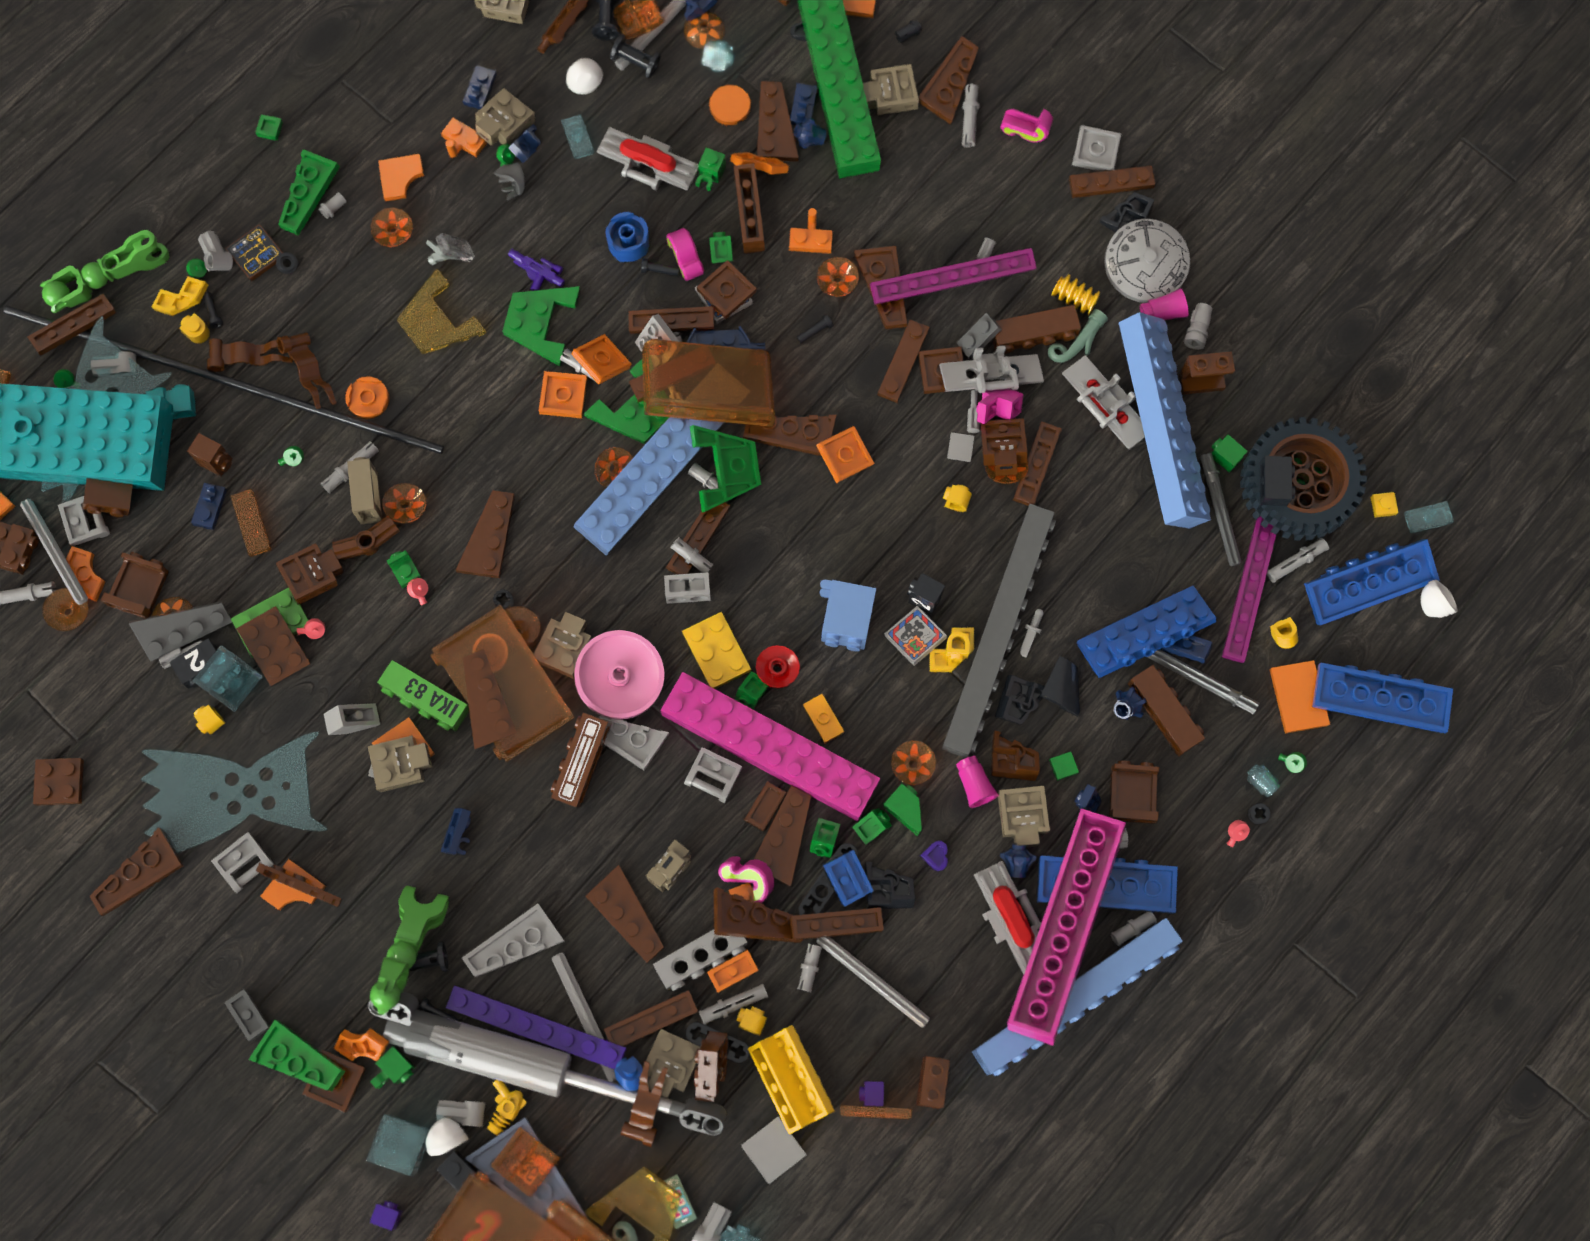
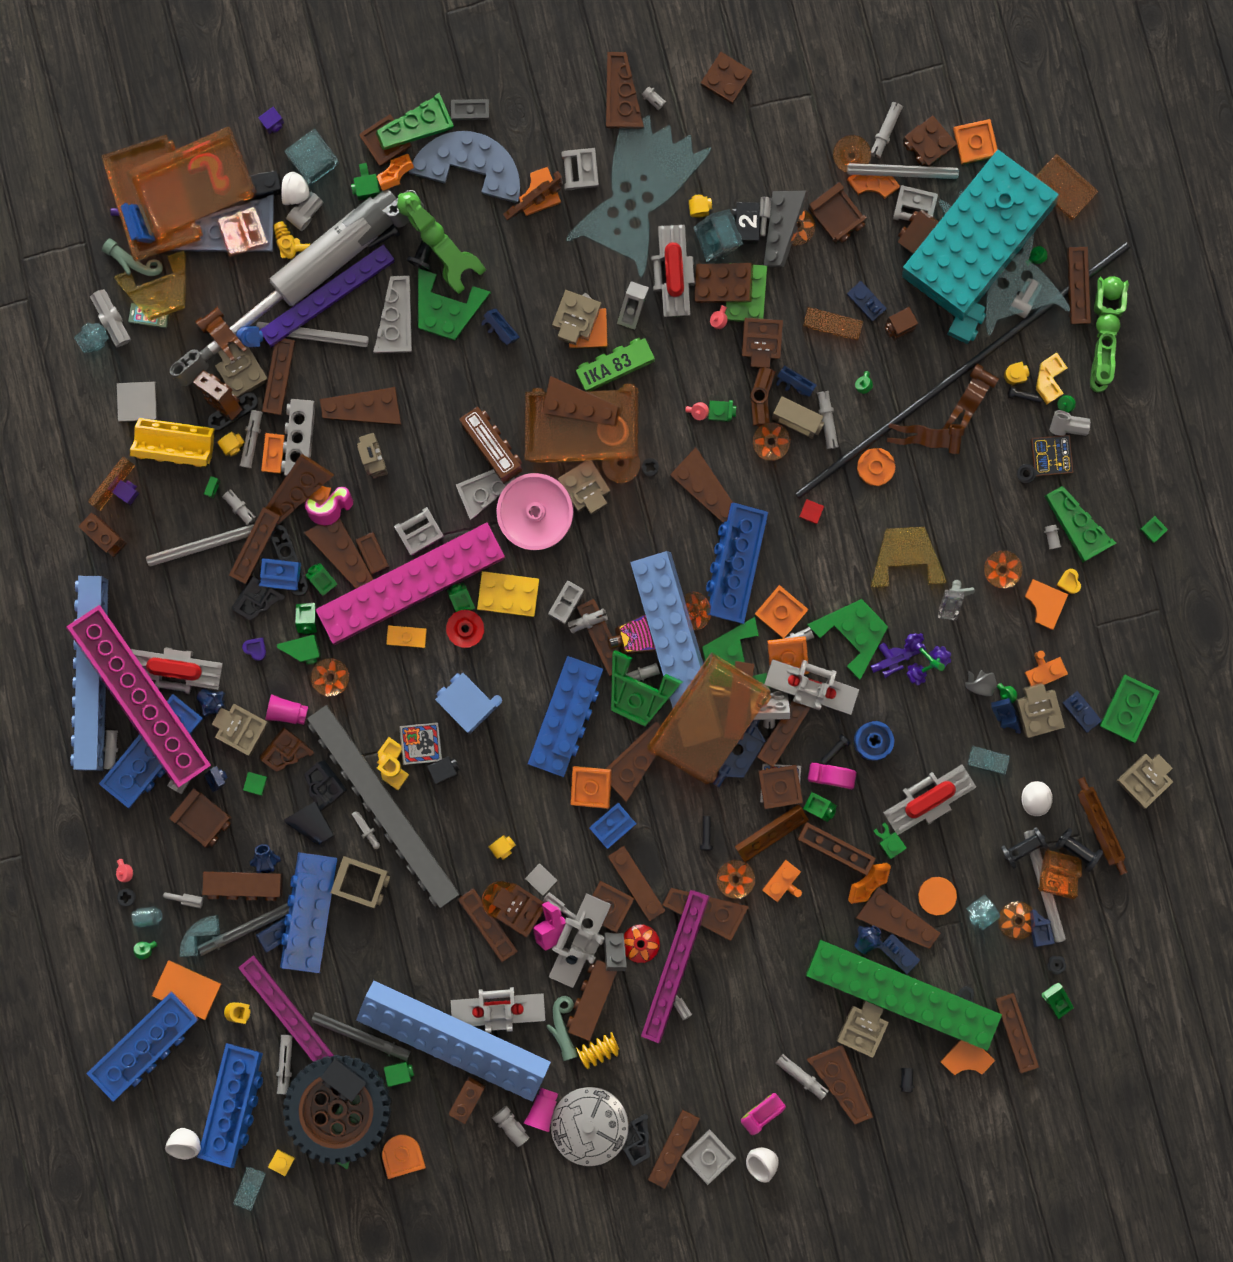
camera: 125 degrees right, 10 degrees up
(122, 838) = (653, 98): none -> light grey pin
(285, 695) = (678, 270): none -> light grey piece
(292, 980) = (472, 153): none -> sand blue plate
(329, 525) = (794, 379): none -> dark blue plate
(365, 168) = (1069, 581): none -> yellow tile
(449, 49) = (1129, 708): none -> green plate
(449, 427) = (811, 511): none -> red tile
(480, 900) = (444, 315): none -> green wing
(512, 232) = (938, 658): none -> dark purple plant
(543, 461) = (735, 562): none -> blue plate
(619, 317) = (811, 692): none -> light grey piece
(677, 506) = (633, 637): none -> torso
(795, 521) = (566, 716): none -> blue plate
(800, 283) = (771, 833): none -> reddish brown plate
(808, 1008) = (212, 487): none -> green tile
(866, 413) = (612, 825): none -> blue plate
(946, 329) = (651, 941): none -> dish
(1070, 98) = (762, 1164): none -> white hat
(1087, 625) = (341, 876): none -> dark tan window
(1218, 754) = (186, 899): none -> light grey axle
(1233, 719) = (203, 927): none -> clear light blue brick
(1296, 401) = (402, 1156): none -> orange tile

